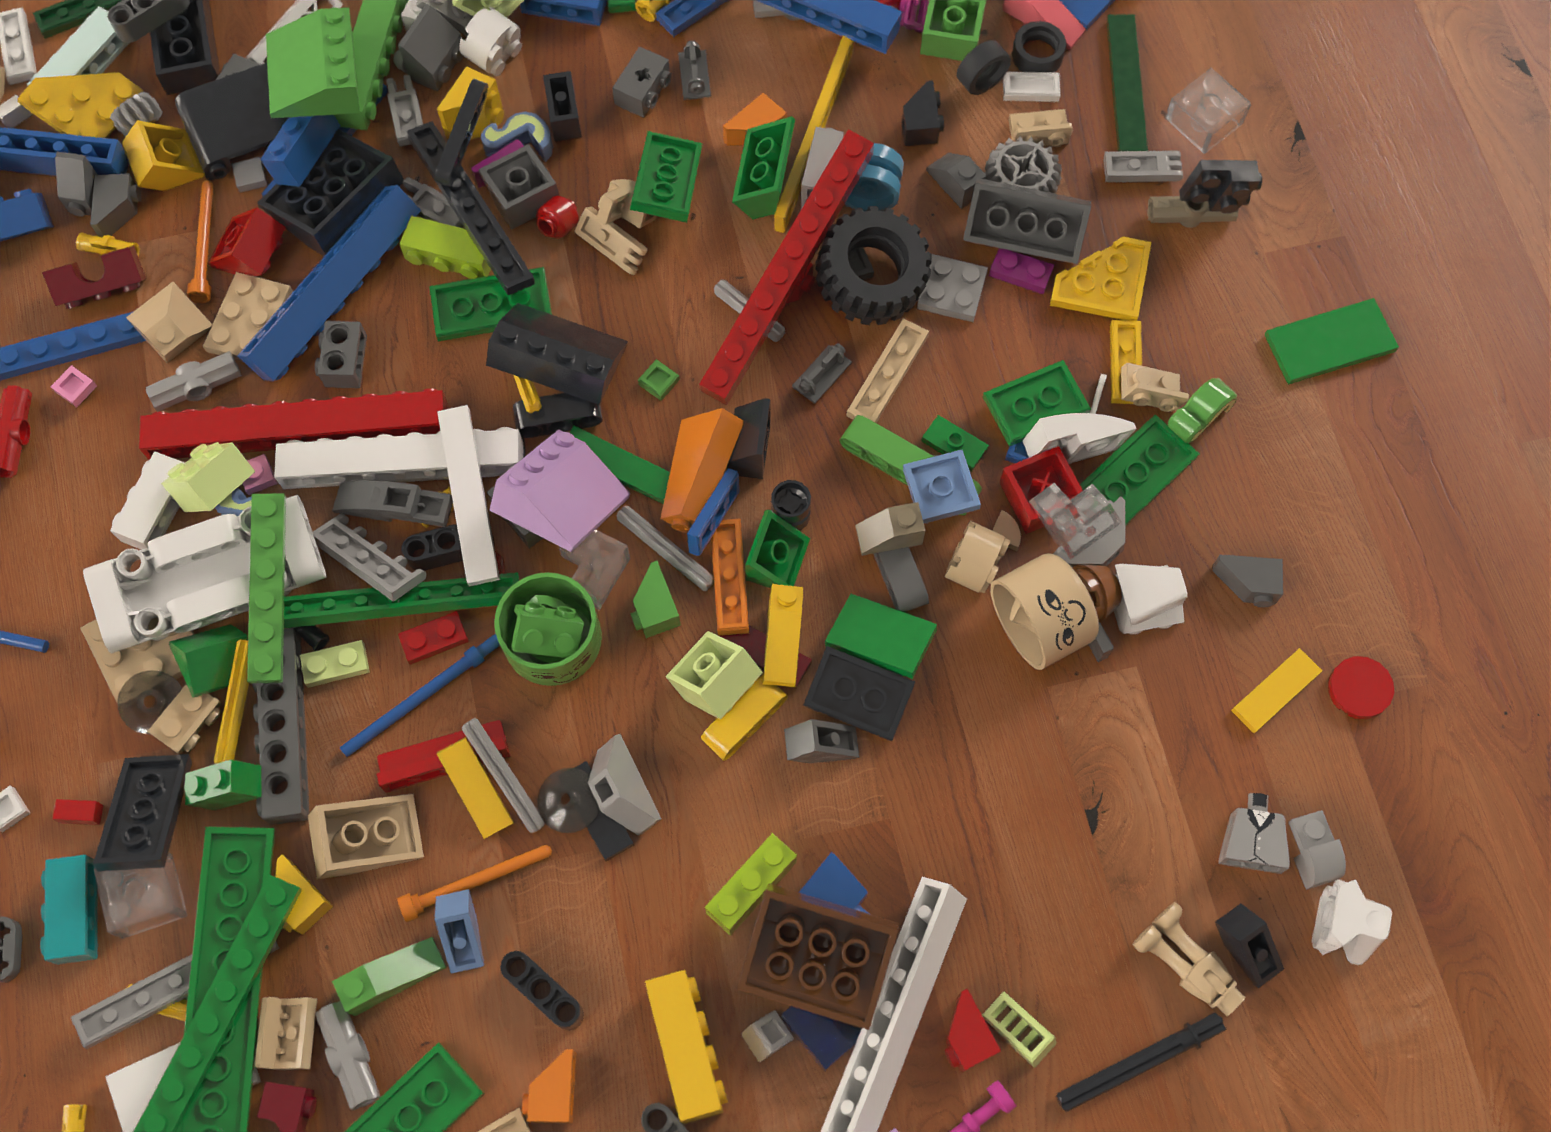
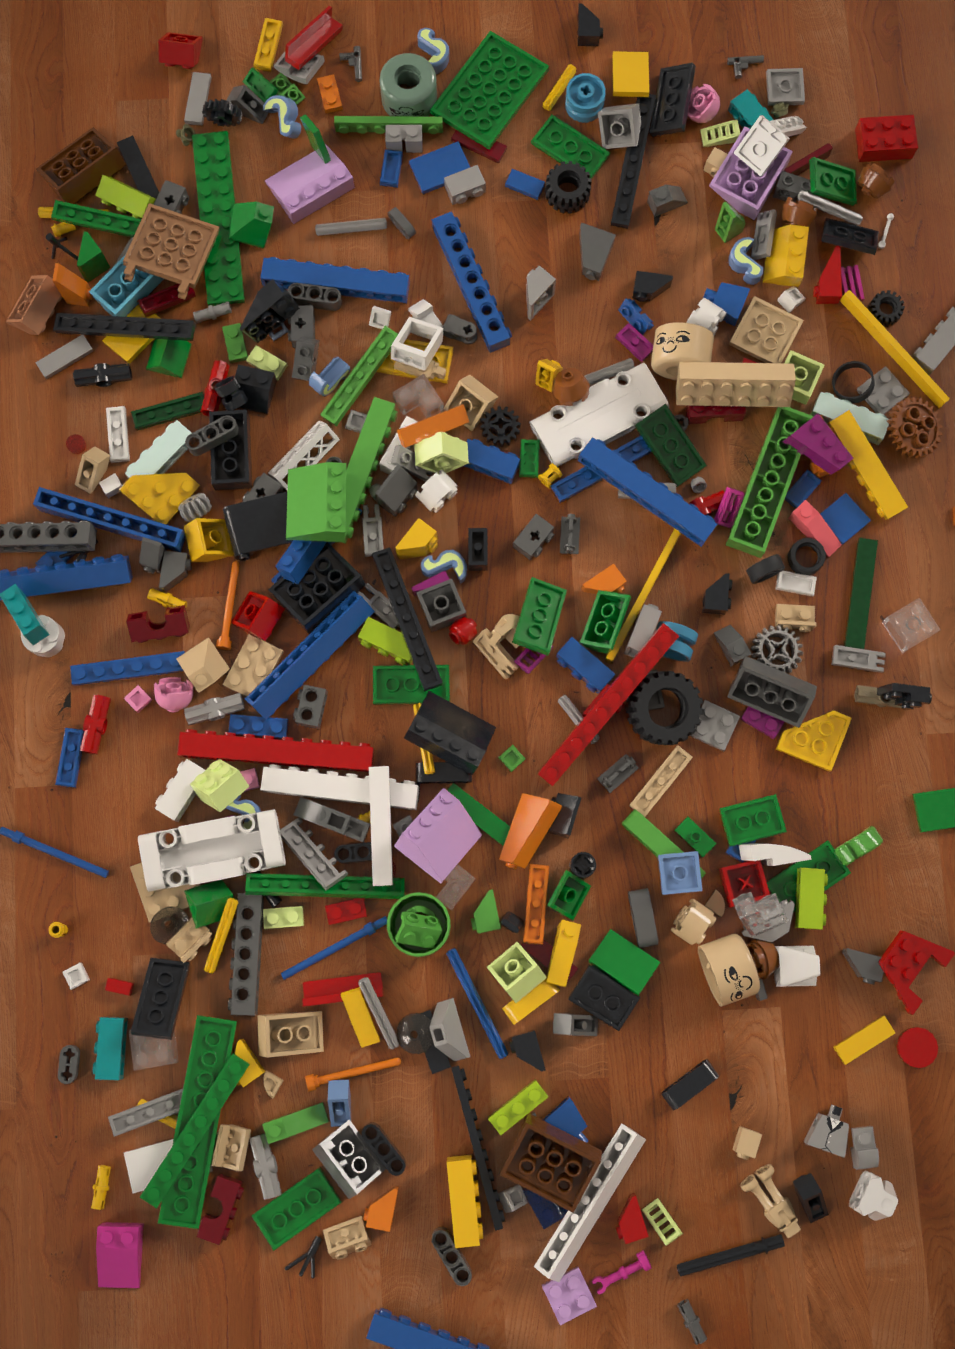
camera: 10 degrees right, 10 degrees up
(126, 368) = (173, 693): none -> bright pink cylinder
(223, 785) = (209, 989): green brick -> none
(249, 174) = (264, 561): light grey tile -> none
(264, 392) = (258, 726): none -> blue plate
(266, 588) = (250, 871): bright green plate -> none
(345, 922) = (272, 1083): none -> tan tile
(461, 132) = (409, 569): black beam -> none
(484, 1017) = (349, 1159): none -> dark grey slope
(661, 740) = (477, 1003): none -> blue axle
(665, 548) = (498, 876): light grey axle -> none
(674, 238) = (533, 664): none -> magenta slope
(694, 609) = (512, 922): none -> black slope
(702, 971) = (480, 1154): none -> black plate
(713, 512) = (533, 862): blue tile -> none
(741, 233) = (584, 666): none -> blue brick
(752, 793) = (528, 1049): none -> black slope
(891, 529) = (642, 897): dark tan slope -> none
(1019, 803) = (690, 1084): none -> black beam
(1102, 379) = (784, 838): white hinge -> none
(1124, 348) = (817, 798): yellow tile -> none
(1129, 876) = (746, 1143): none -> tan brick
(1147, 494) = (810, 898): none -> lime brick
(1151, 387) = (830, 822): tan bracket -> none
(1311, 559) = (904, 962): none -> red wing

